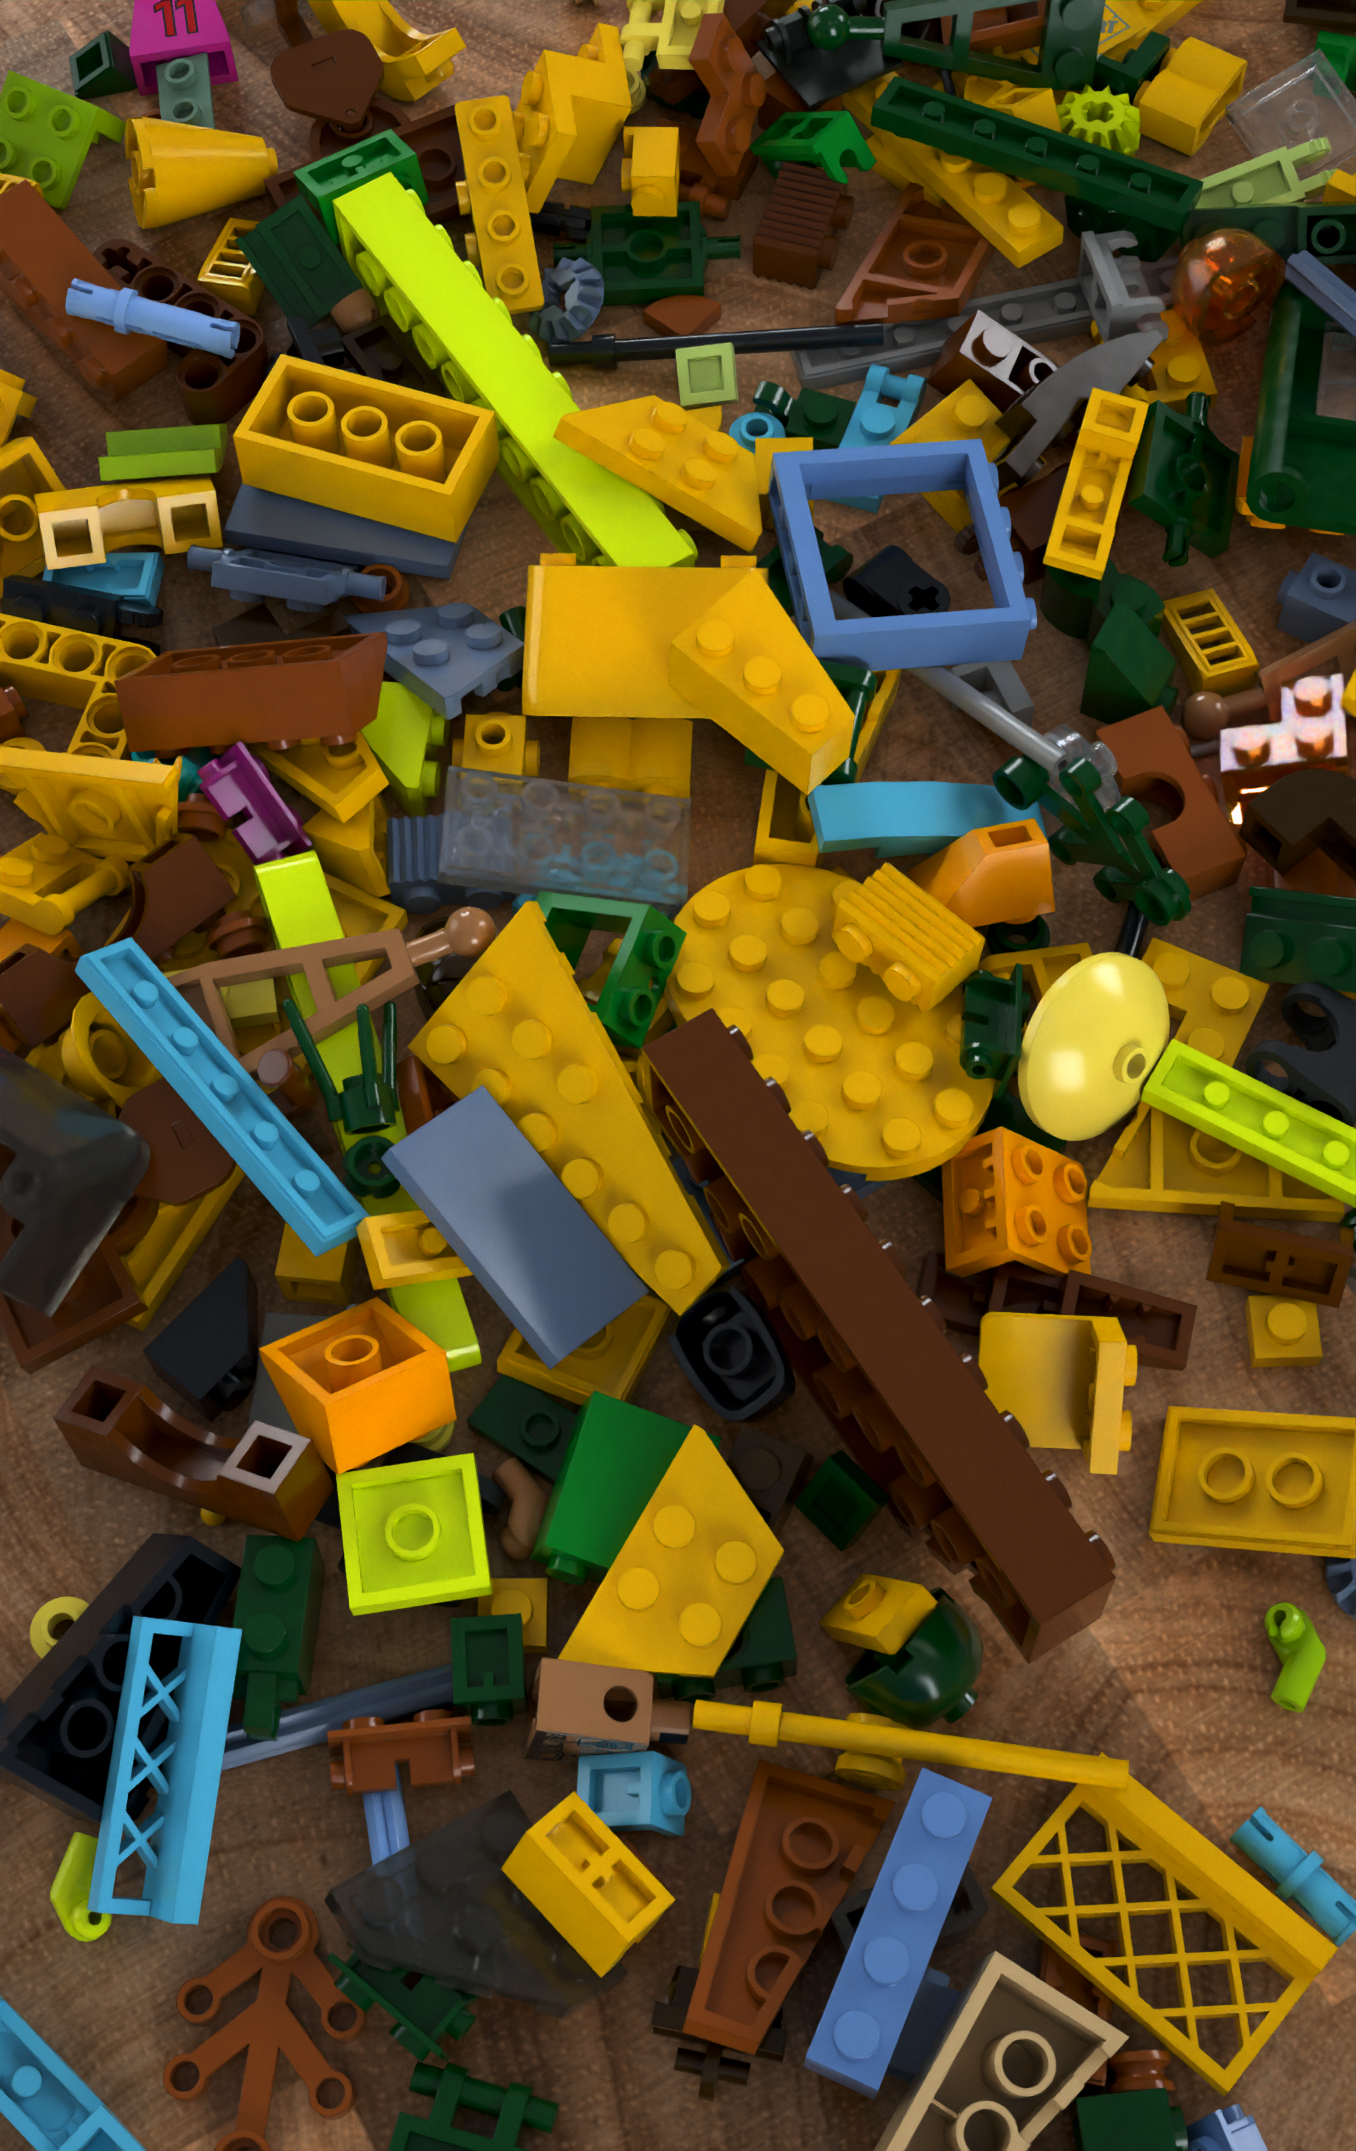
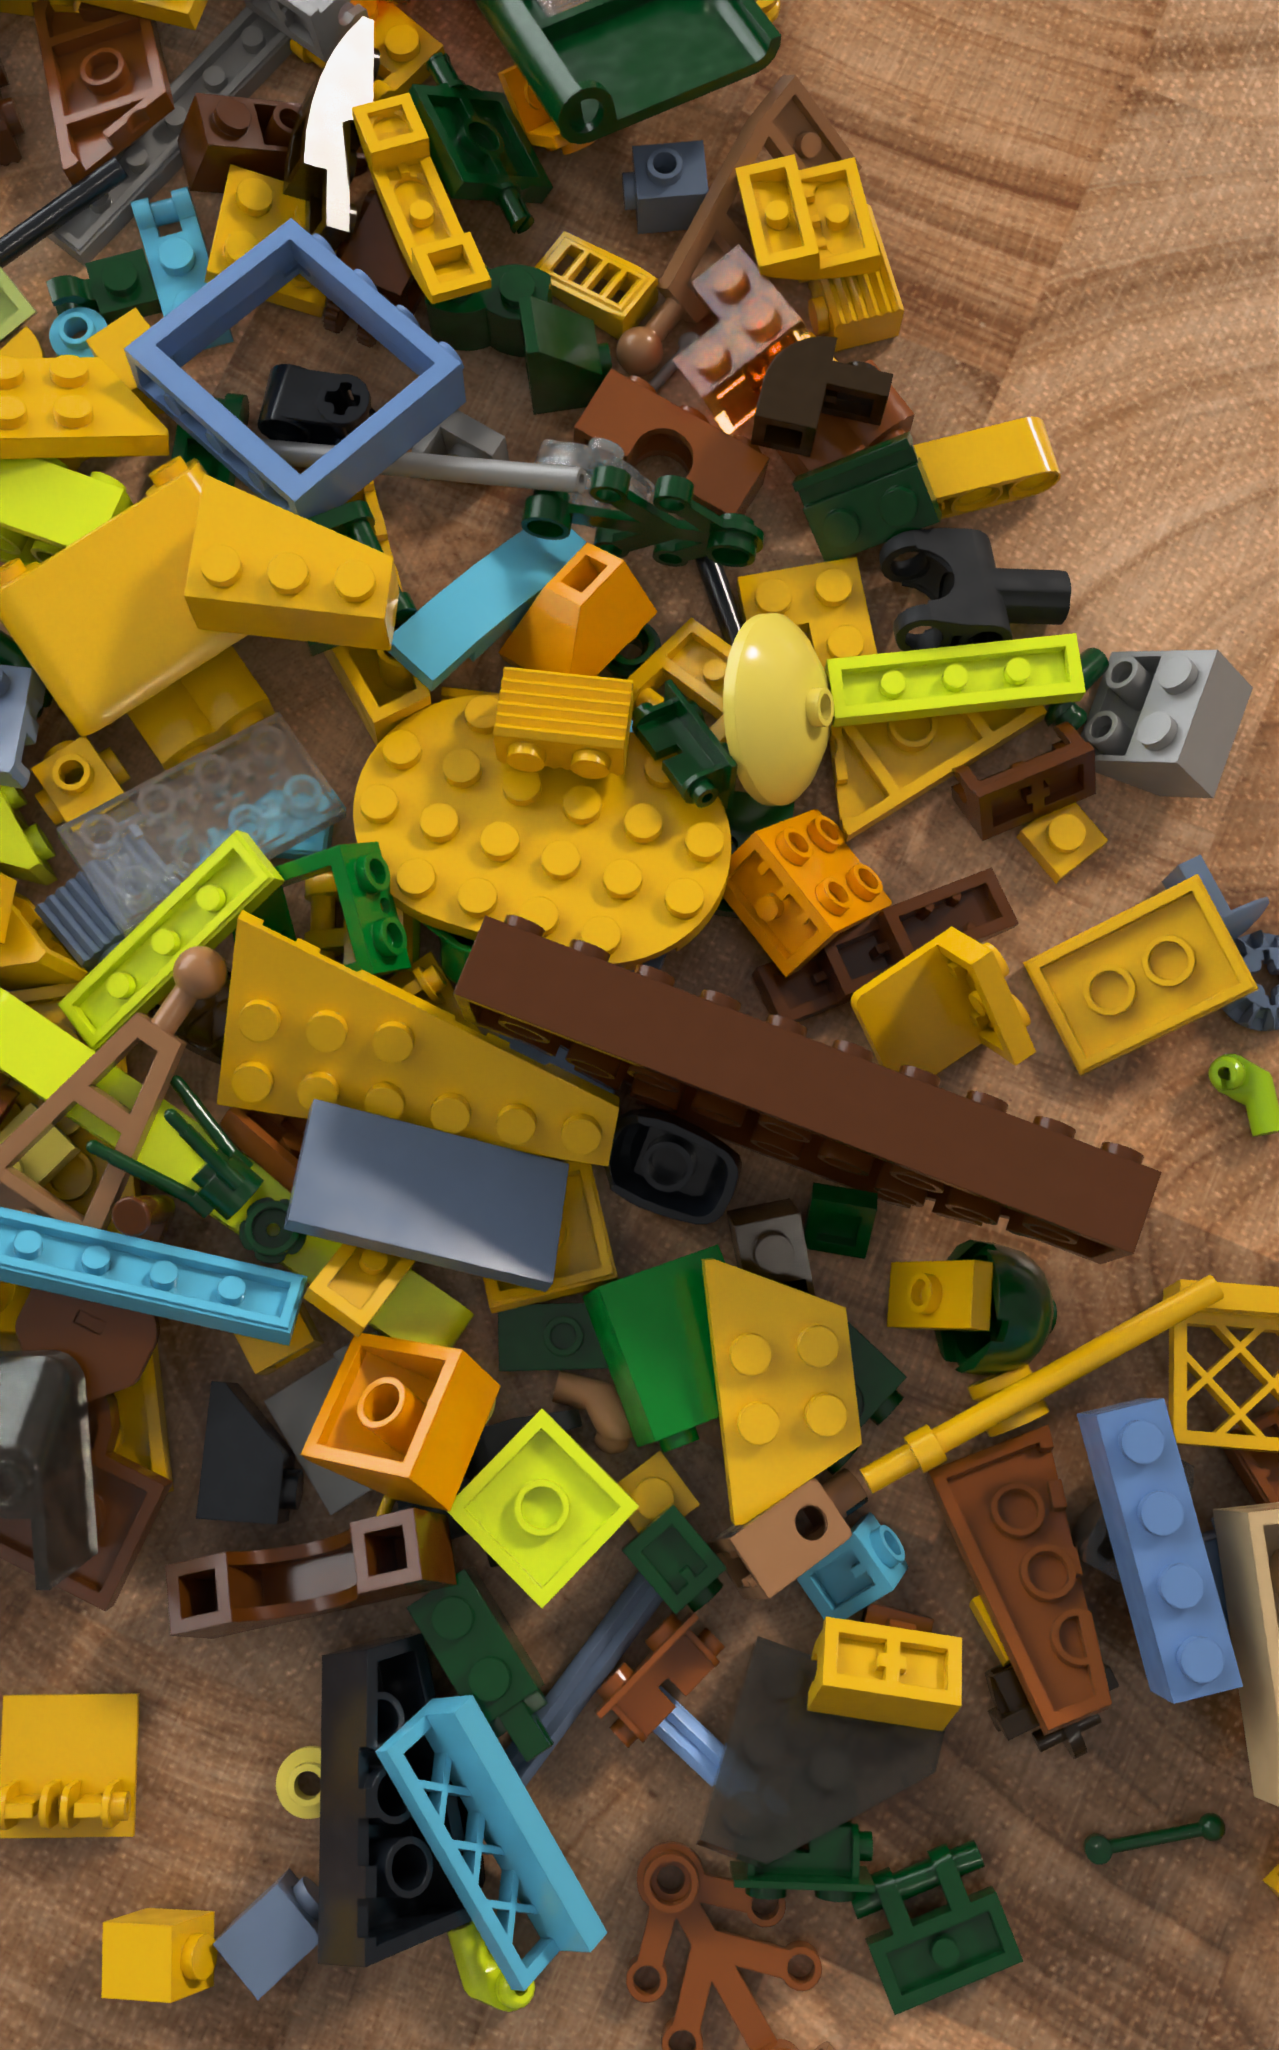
camera: 40 degrees left, 15 degrees up
(554, 880) = (194, 914): none -> neon yellow tile

